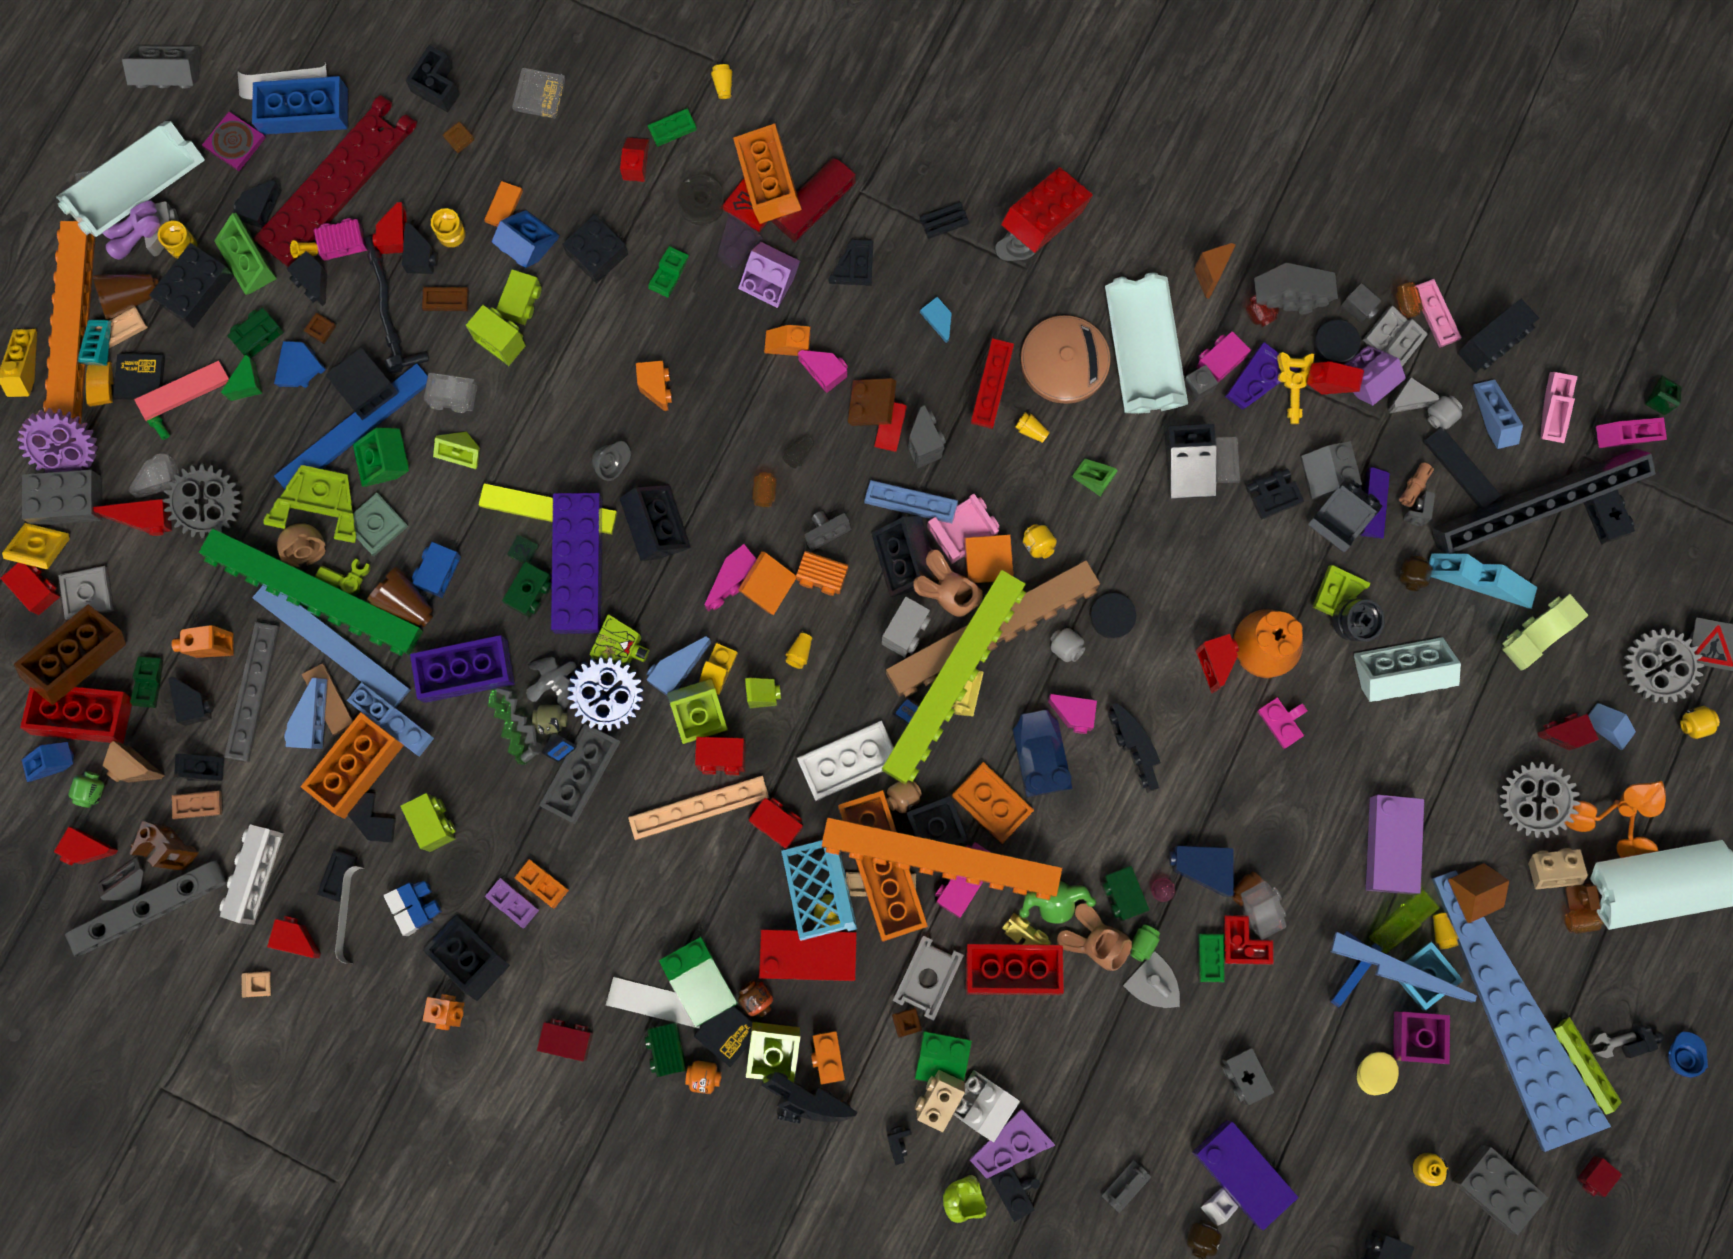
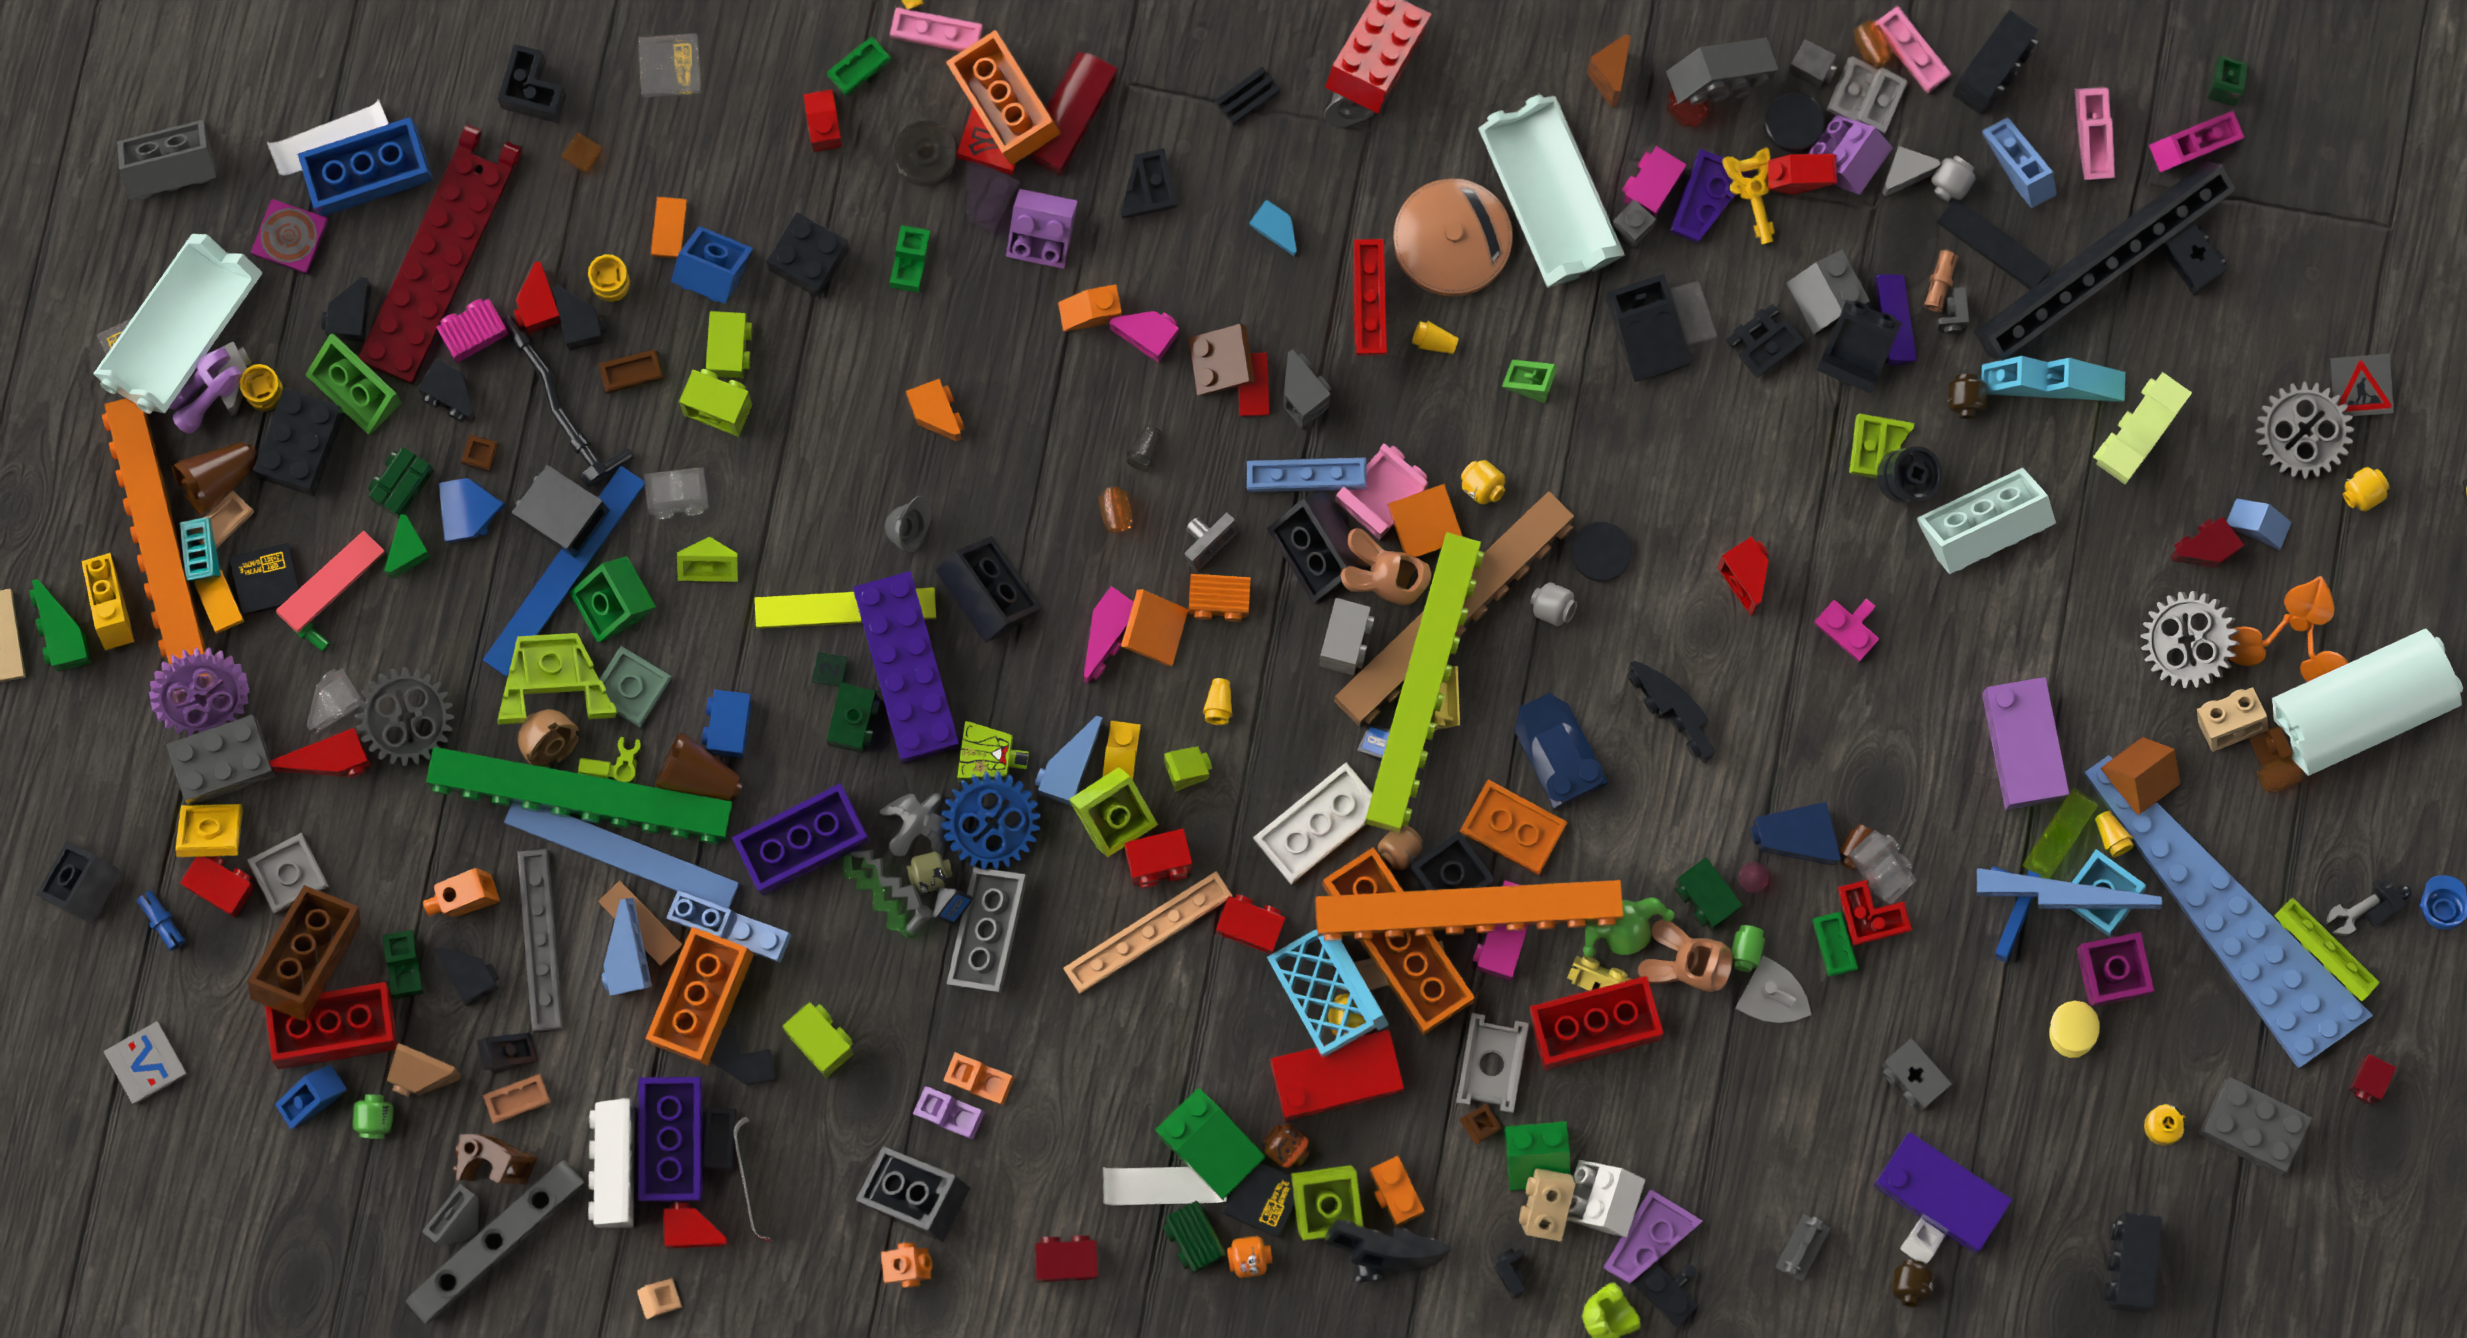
camera: 15 degrees left, 0 degrees up
(82, 848) = (391, 1190): red slope -> none
(297, 867) = (670, 1139): none -> dark purple brick
(298, 249) = (427, 356): yellow piece -> none
(409, 907) = (837, 1159): blue hips -> none
(732, 116) = (934, 30): none -> bright pink tile
(1074, 712) = (1585, 686): dark pink slope -> none
(1268, 653) = (1800, 550): orange cone -> none

